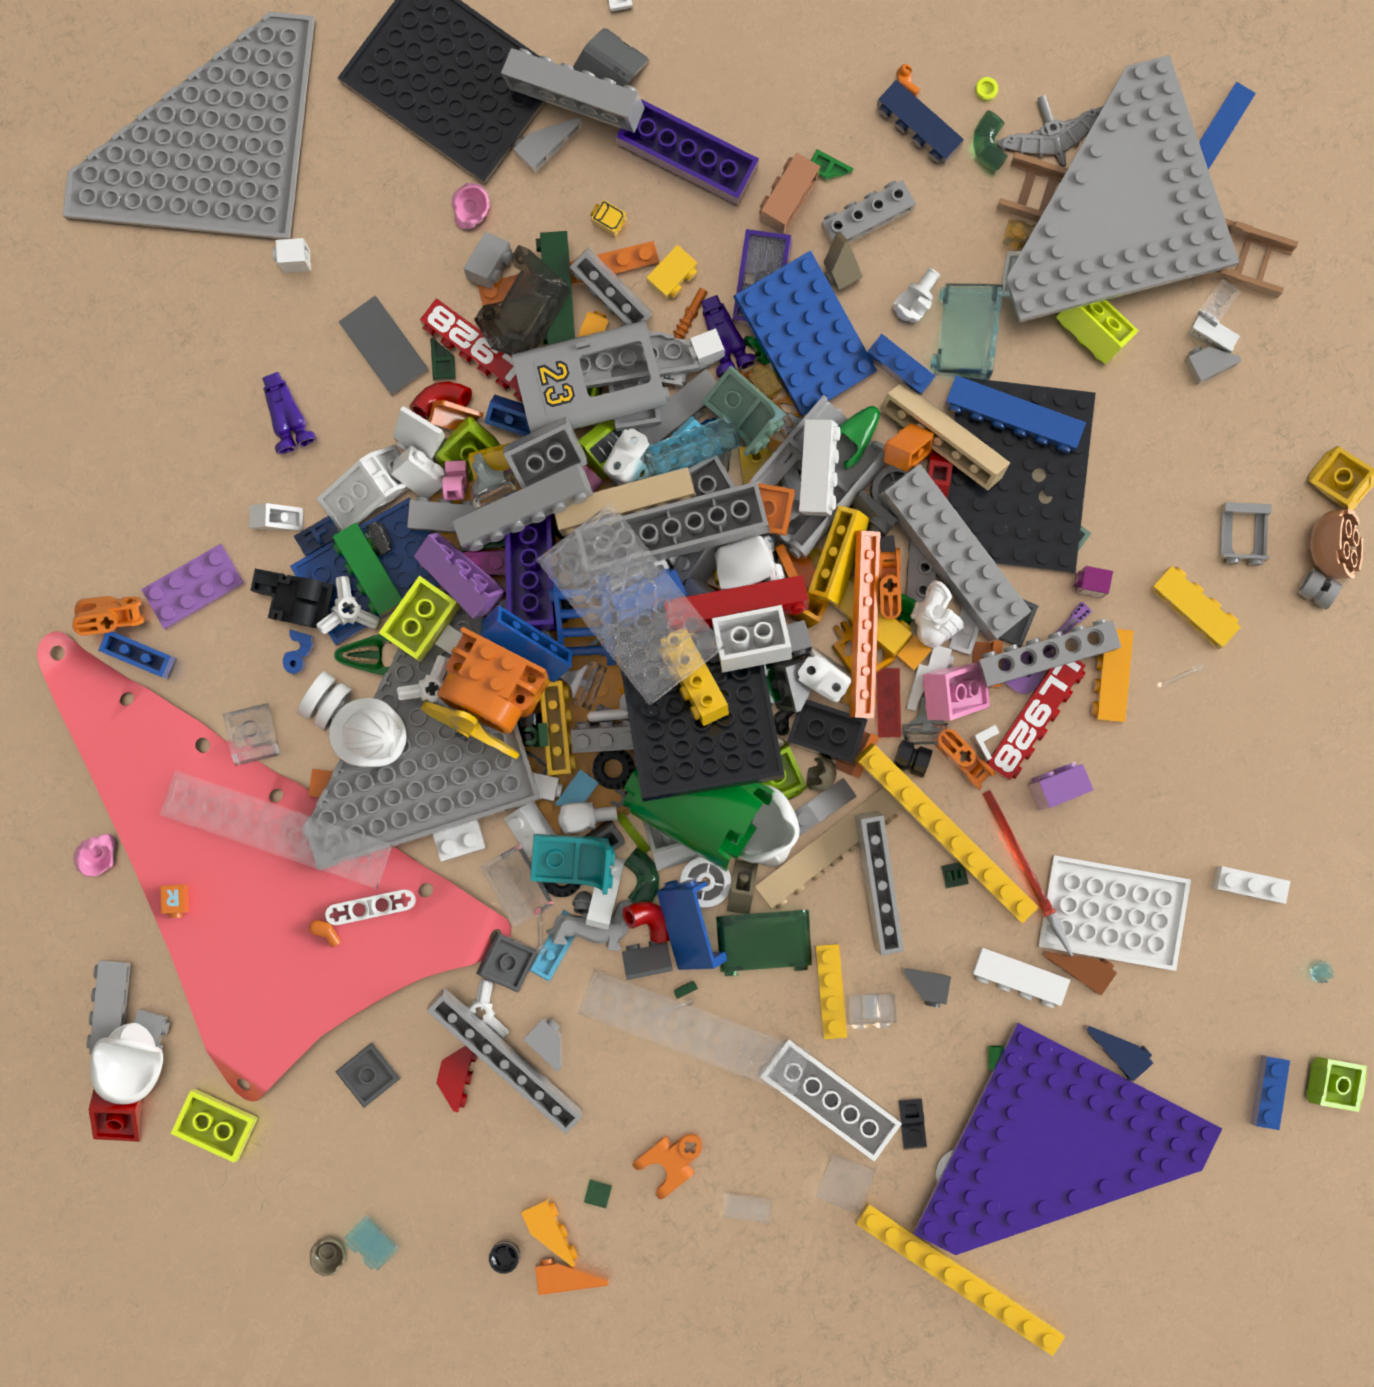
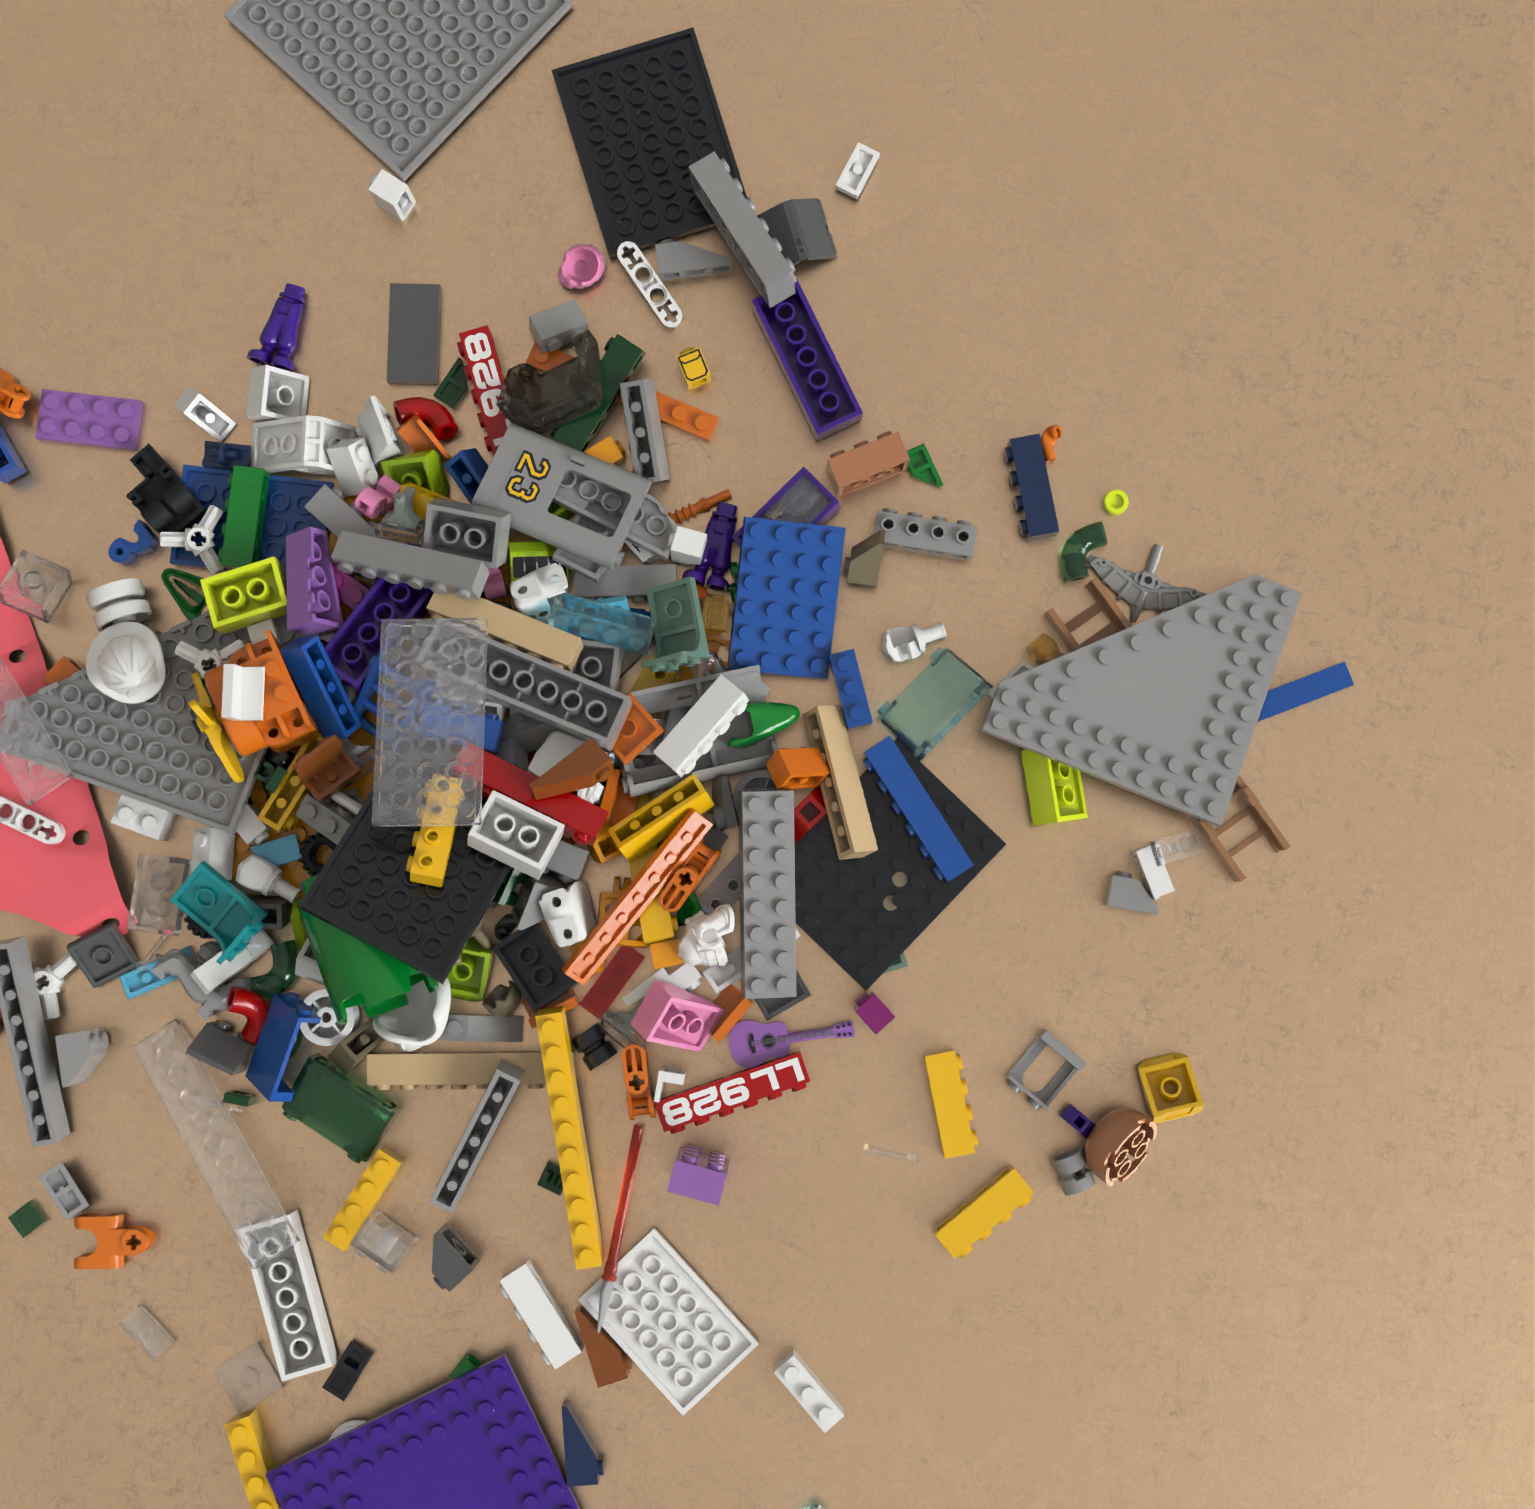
camera: 40 degrees right, 0 degrees up
(318, 464) = (276, 394): none -> white slope
(379, 538) = (275, 498): clear smoke brick -> none
(483, 682) = (243, 693): none -> white panel
(531, 178) = (649, 285): none -> white beam
(574, 700) = (326, 768): none -> dark orange bracket
(611, 1151) = (64, 1191): none -> light grey hinge
(672, 273) = (712, 458): yellow brick -> none
(760, 561) = (577, 771): none -> dark orange slope
(1107, 642) = (842, 1076): light grey brick -> none
(1113, 681) = (829, 1108): light orange brick -> none
(1278, 665) = (983, 1212): none -> yellow brick
(1296, 550) = (1078, 1120): none -> dark purple piece

